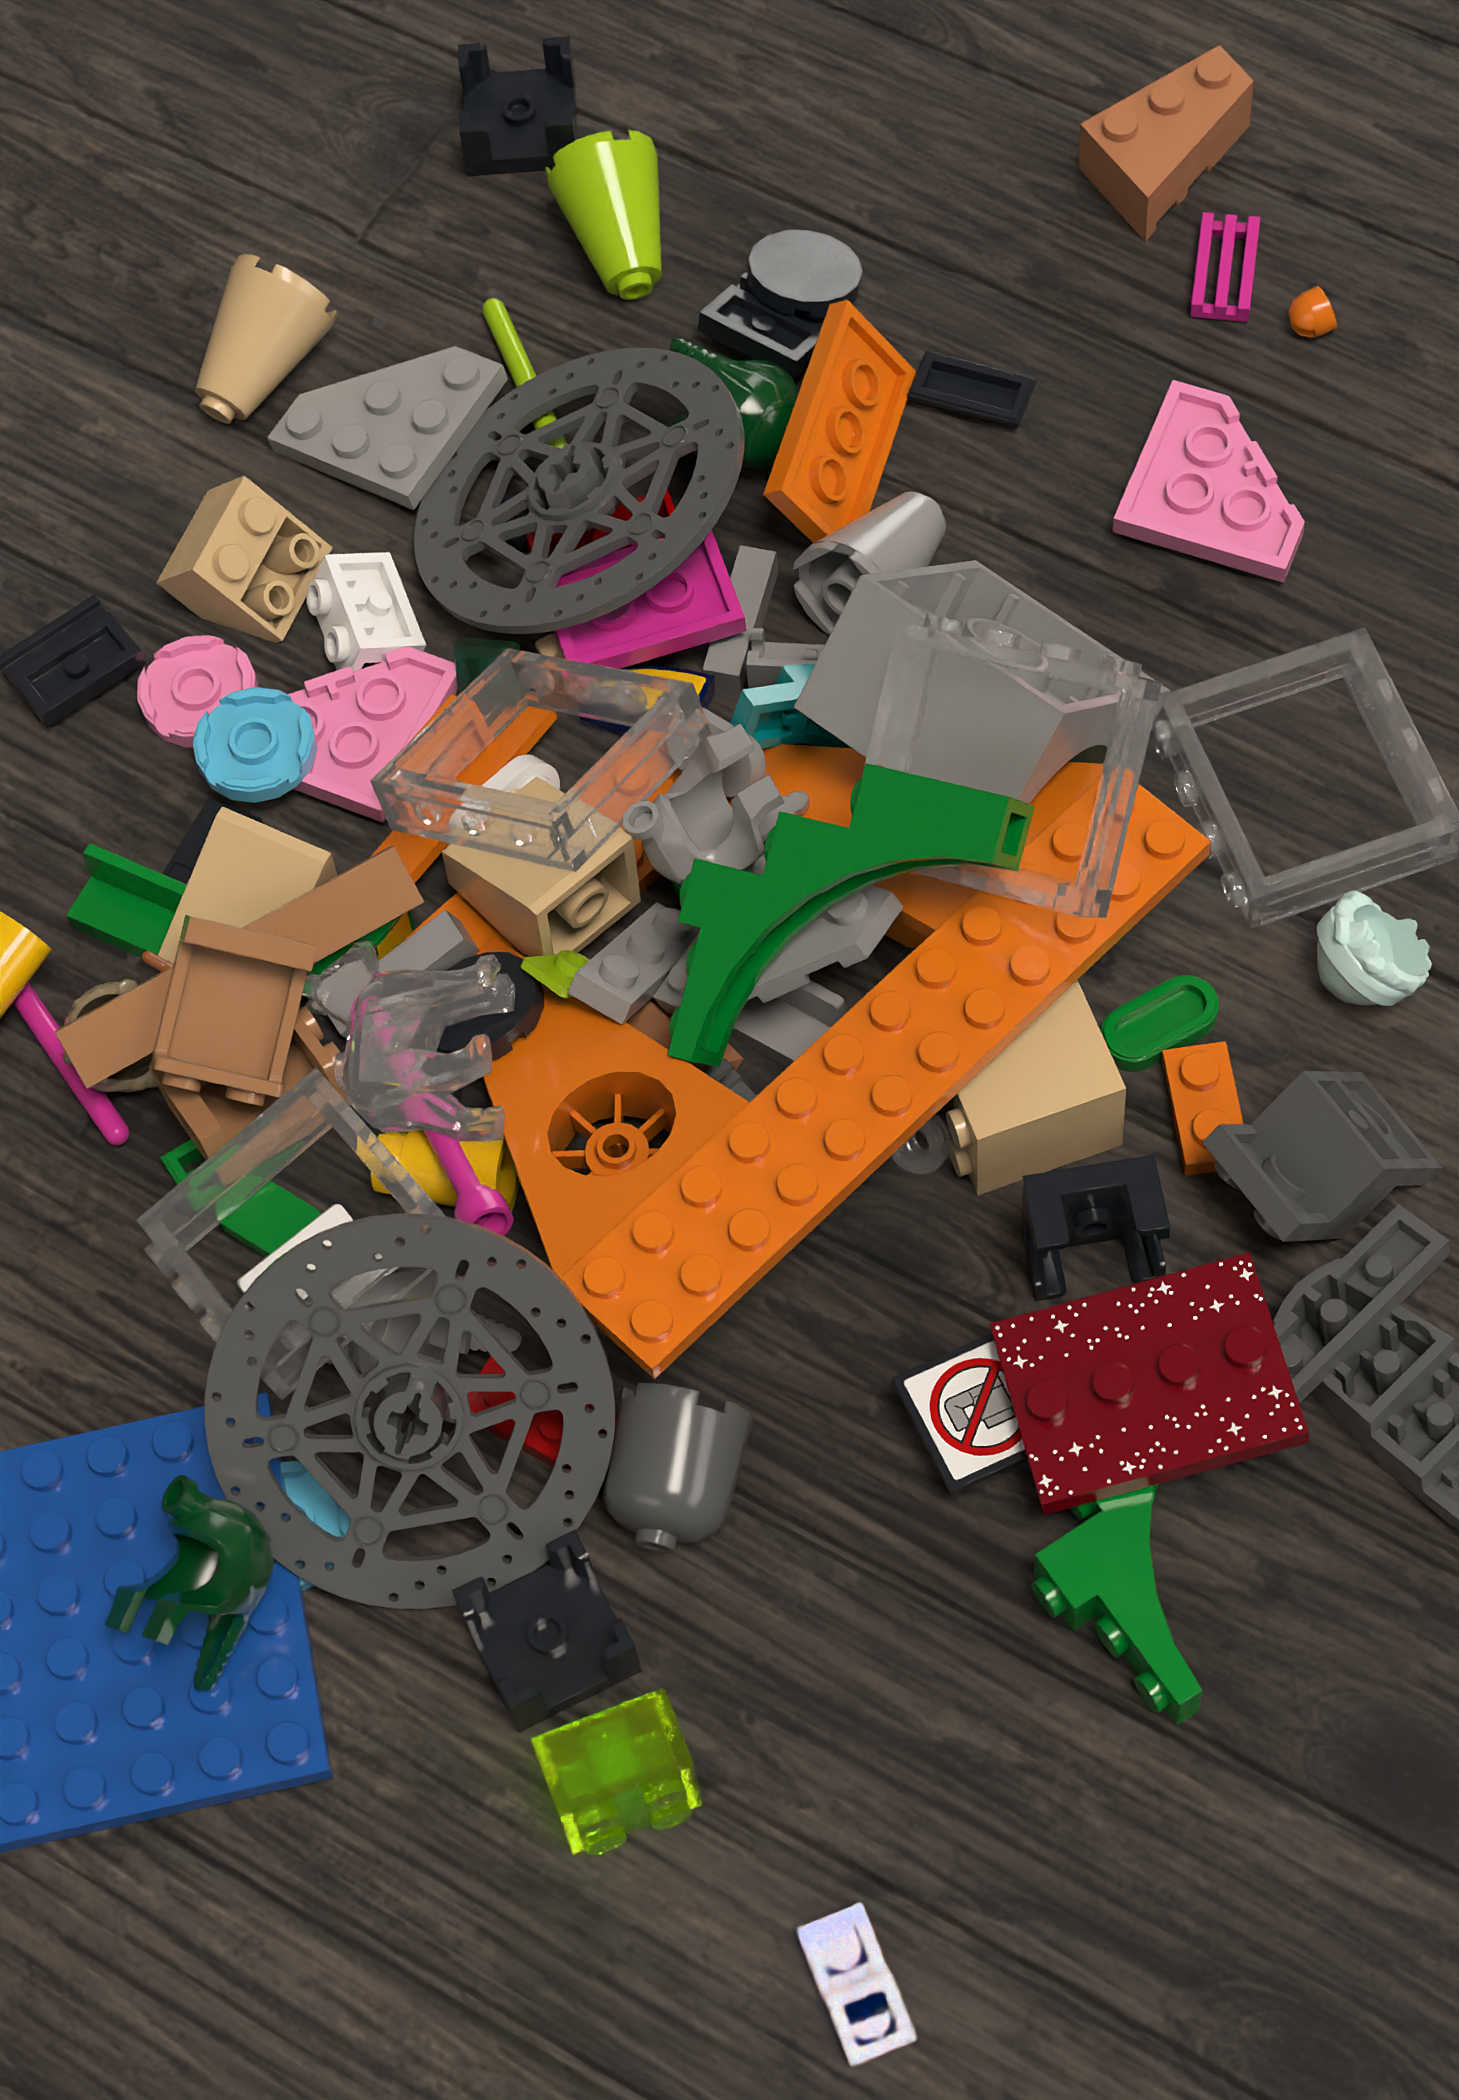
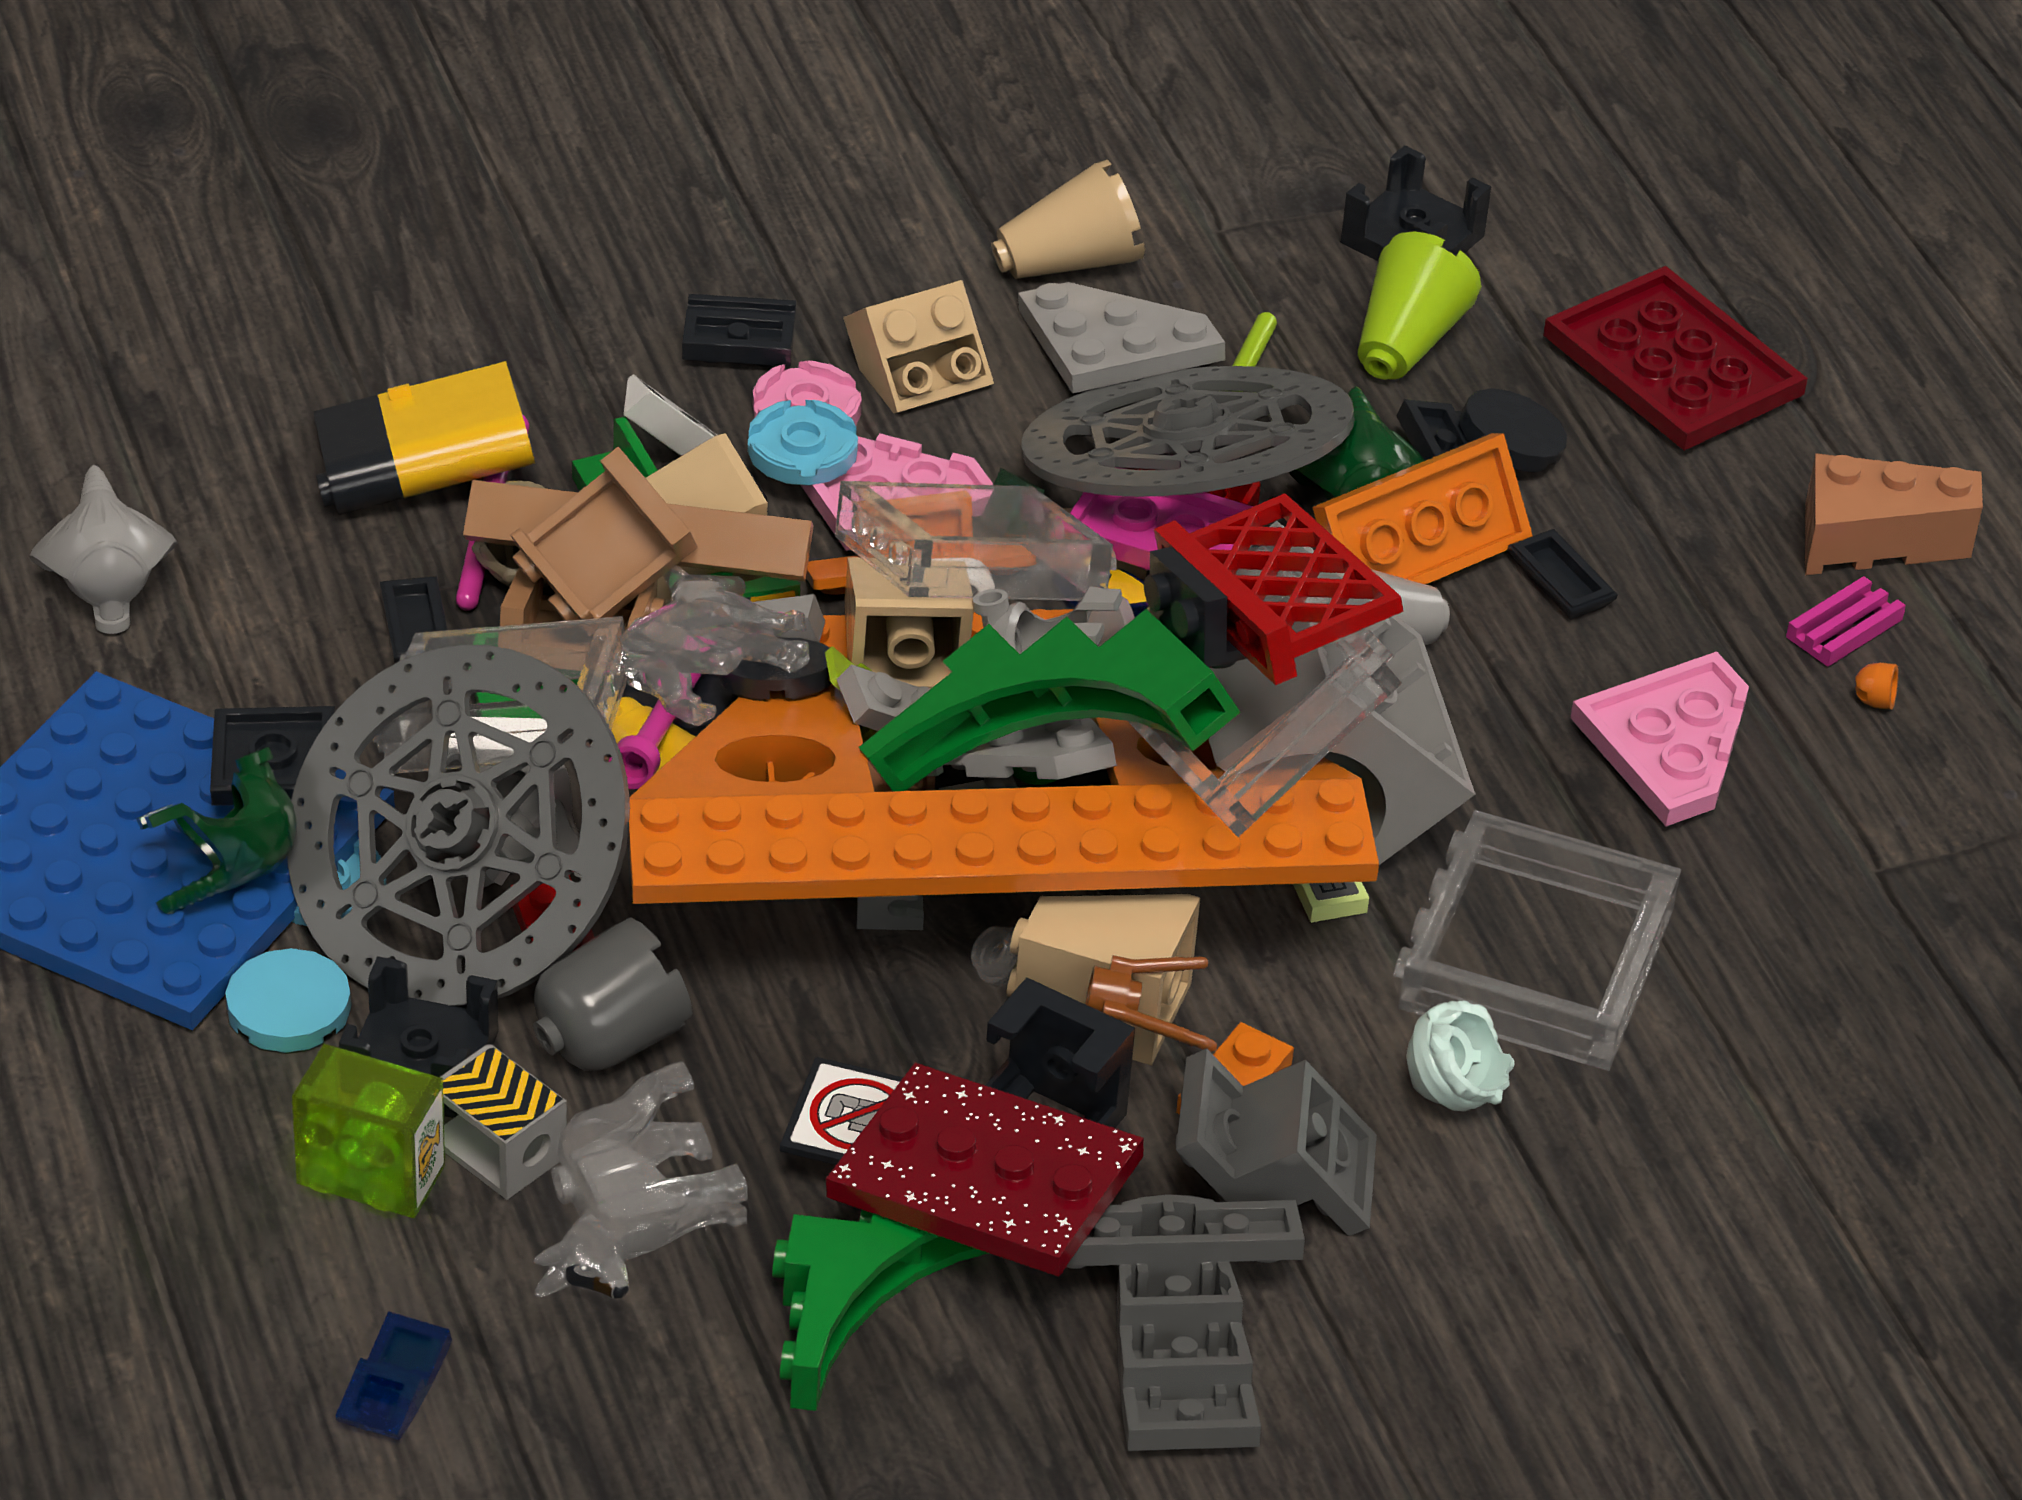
camera: 30 degrees right, 20 degrees down
(94, 1190) = (411, 608): none -> black tile
(128, 812) = (663, 418): none -> white slope
(136, 1448) = (242, 731): none -> black plate
(362, 609) = (971, 419): white bracket -> none
(386, 1679) = (288, 999): none -> medium azure tile
(701, 1657) = (504, 1122): none -> piece
(854, 98) = (1675, 357): none -> dark red plate
(855, 1642) = (621, 1195): none -> clear animal
(921, 740) = (1190, 608): none -> black bracket
(961, 714) = (1262, 627): none -> red fence
(1104, 1130) = (1119, 996): none -> dark orange plant
(1160, 1020) = (1271, 1008): green tile -> none

